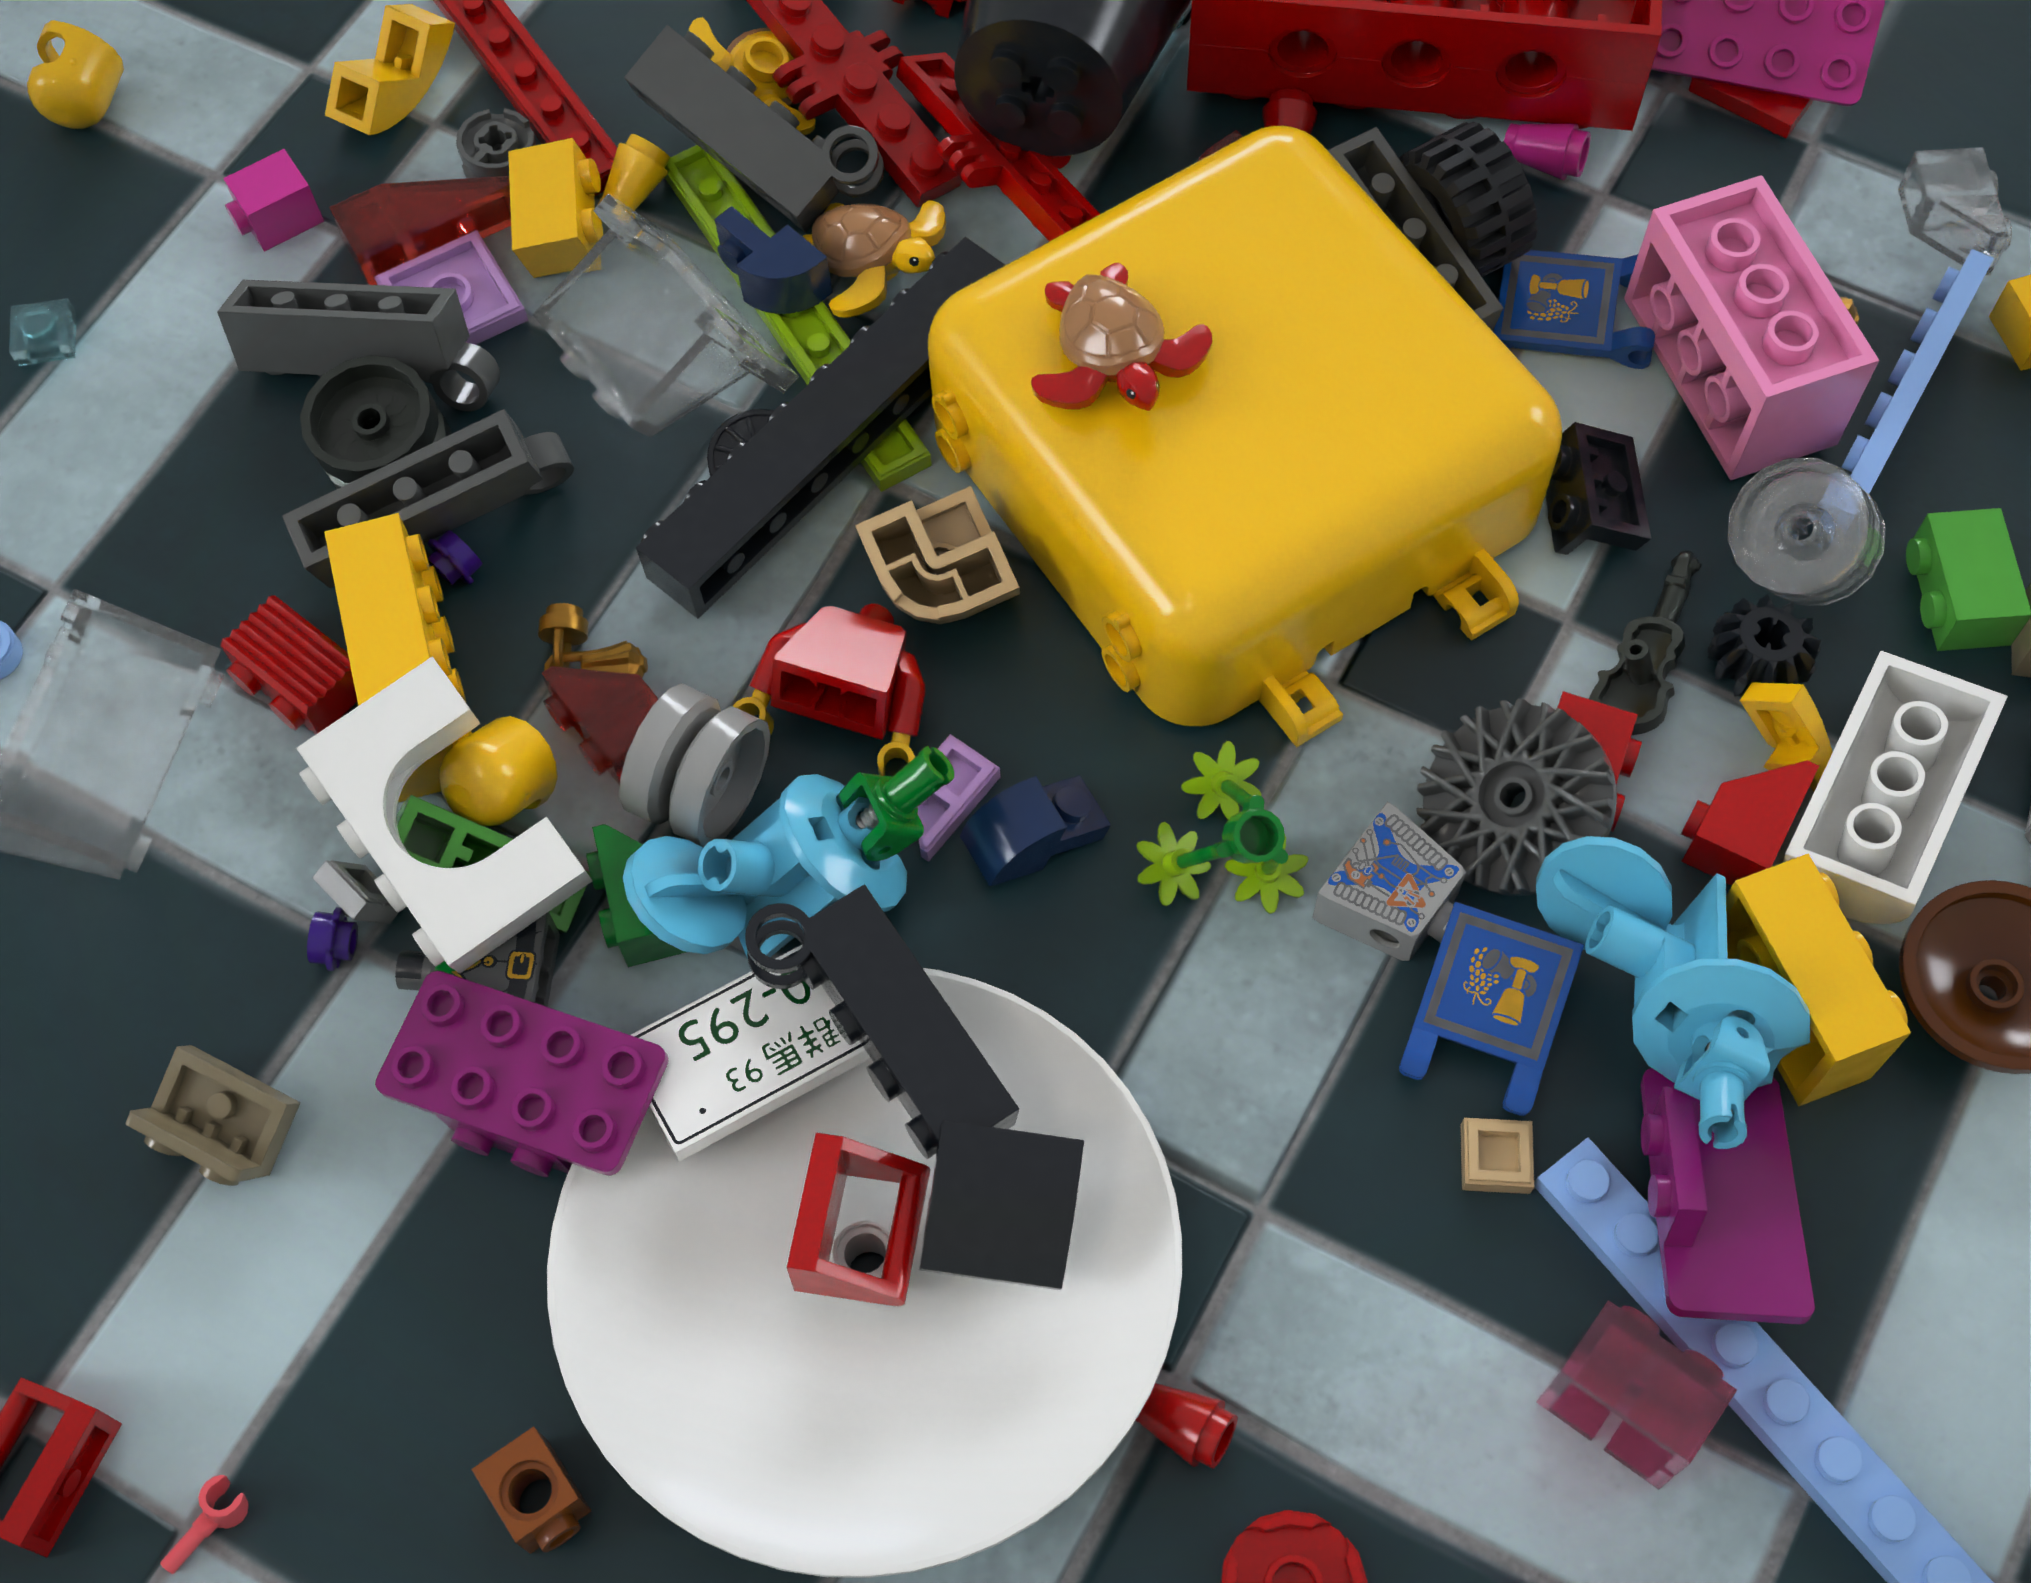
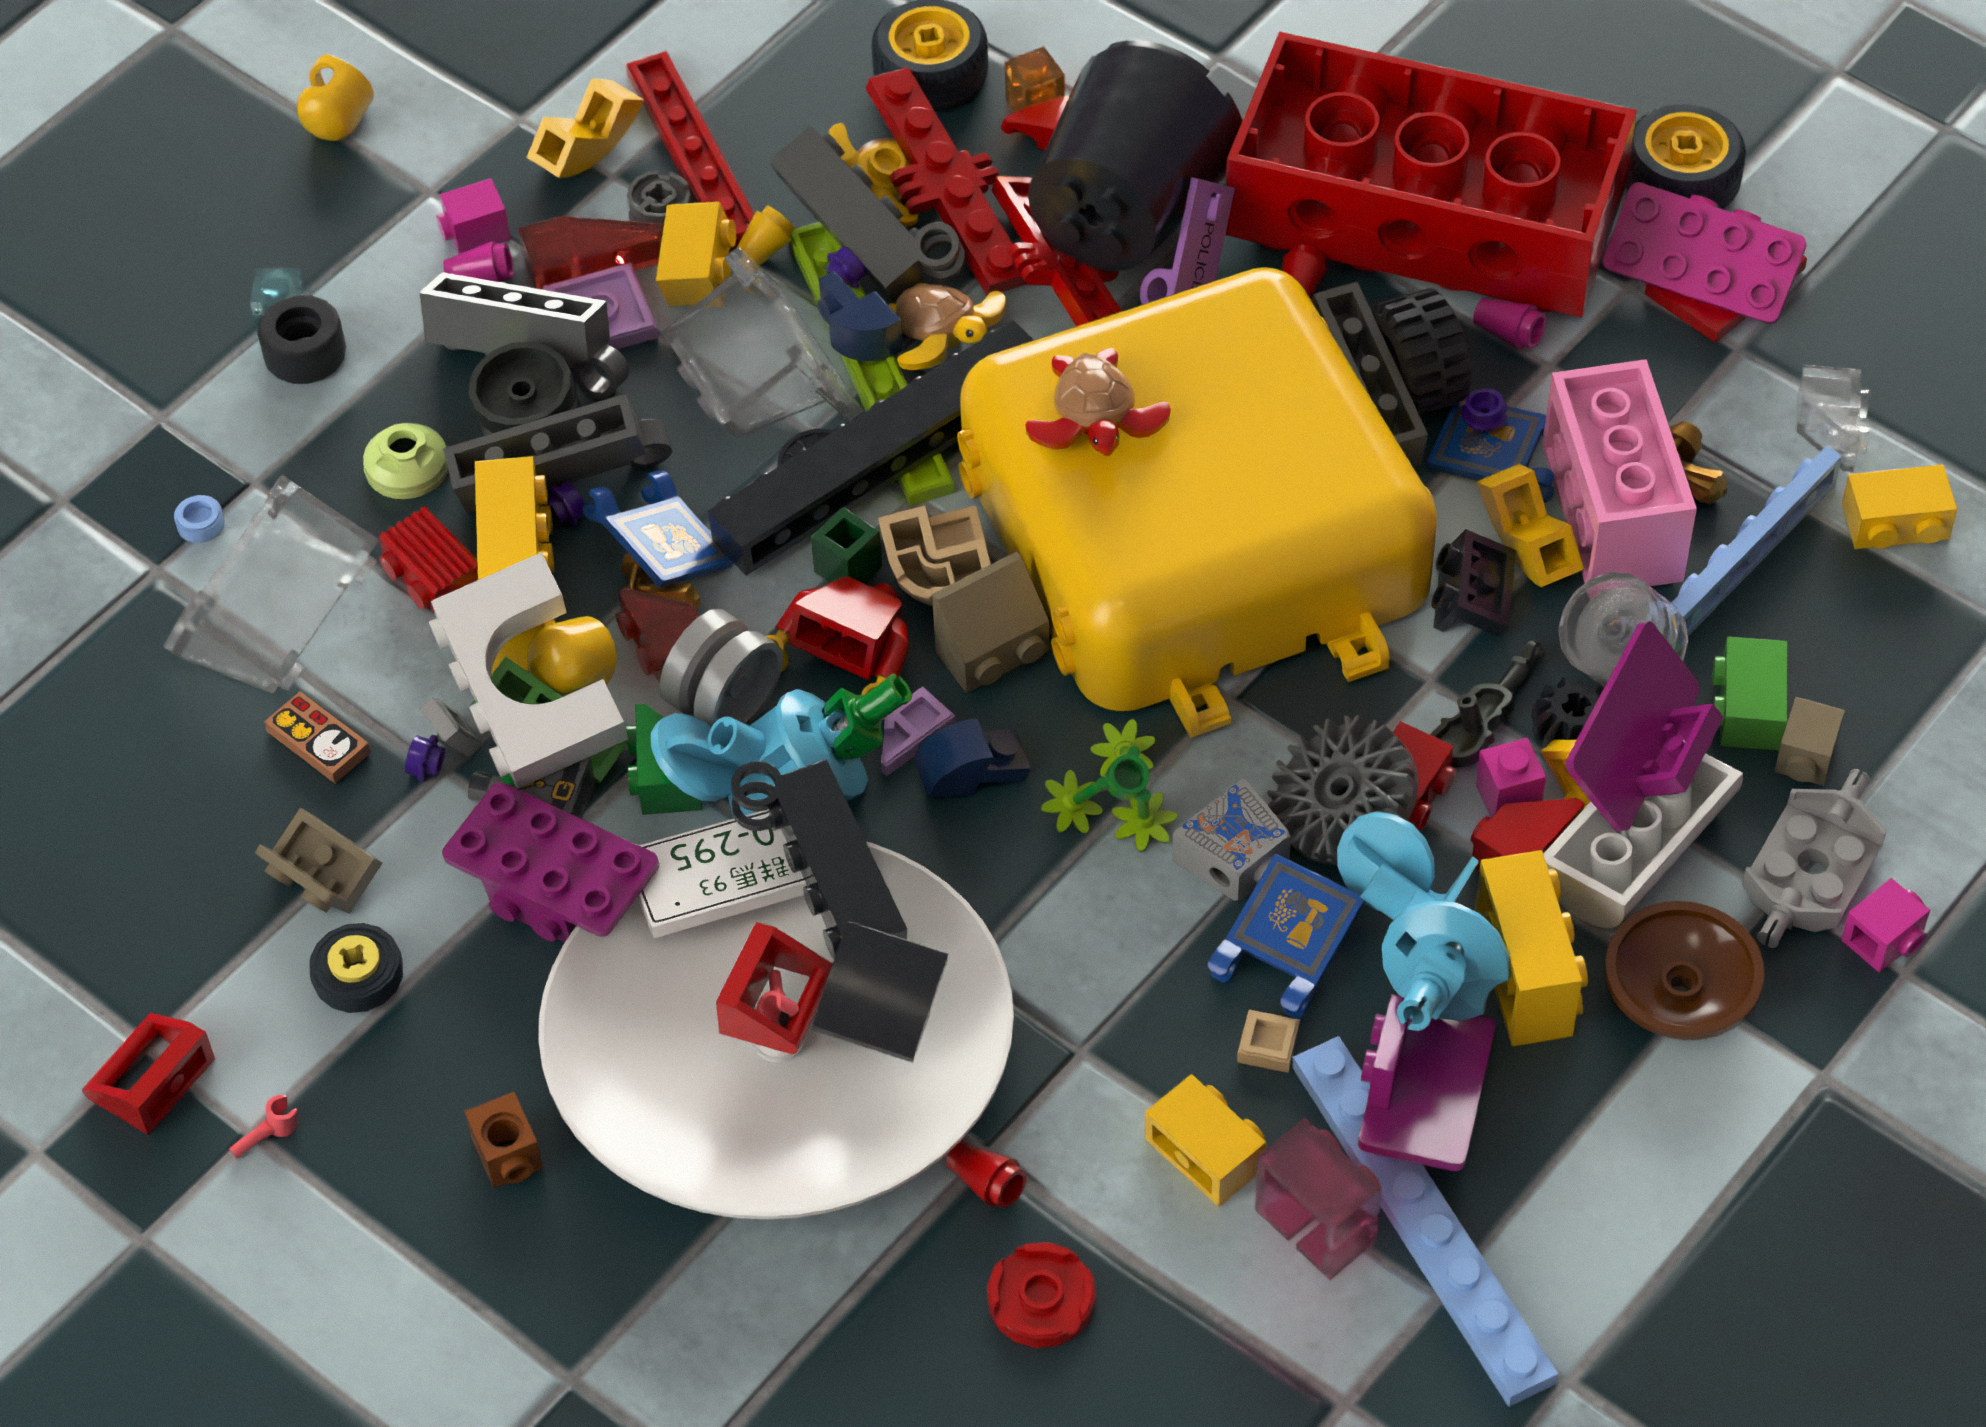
camera: 10 degrees right, 10 degrees down
(69, 365) = (307, 359): none -> black tyre
(187, 931) = (317, 737): none -> tile
(246, 548) = (406, 473): none -> yellowish green piece
(295, 258) = (484, 262): none -> dark pink cone
(308, 1279) = (361, 985): none -> black wheel
(580, 586) = (661, 536): none -> flag
(743, 196) = (846, 266): none -> dark purple plate
(819, 567) = (846, 548): none -> dark green brick
(862, 1240) = (774, 1001): none -> coral hand
(1021, 641) = (990, 623): none -> dark tan slope
(1169, 115) = (1198, 243): none -> medium lavender door
(1458, 1320) = (1205, 1138): none -> yellow brick
(1547, 254) = (1484, 410): none -> dark purple plate
(1667, 425) = (1517, 510): none -> yellow brick
(1712, 745) = (1509, 775): none -> dark pink brick
(1886, 674) = (1642, 731): none -> magenta bracket

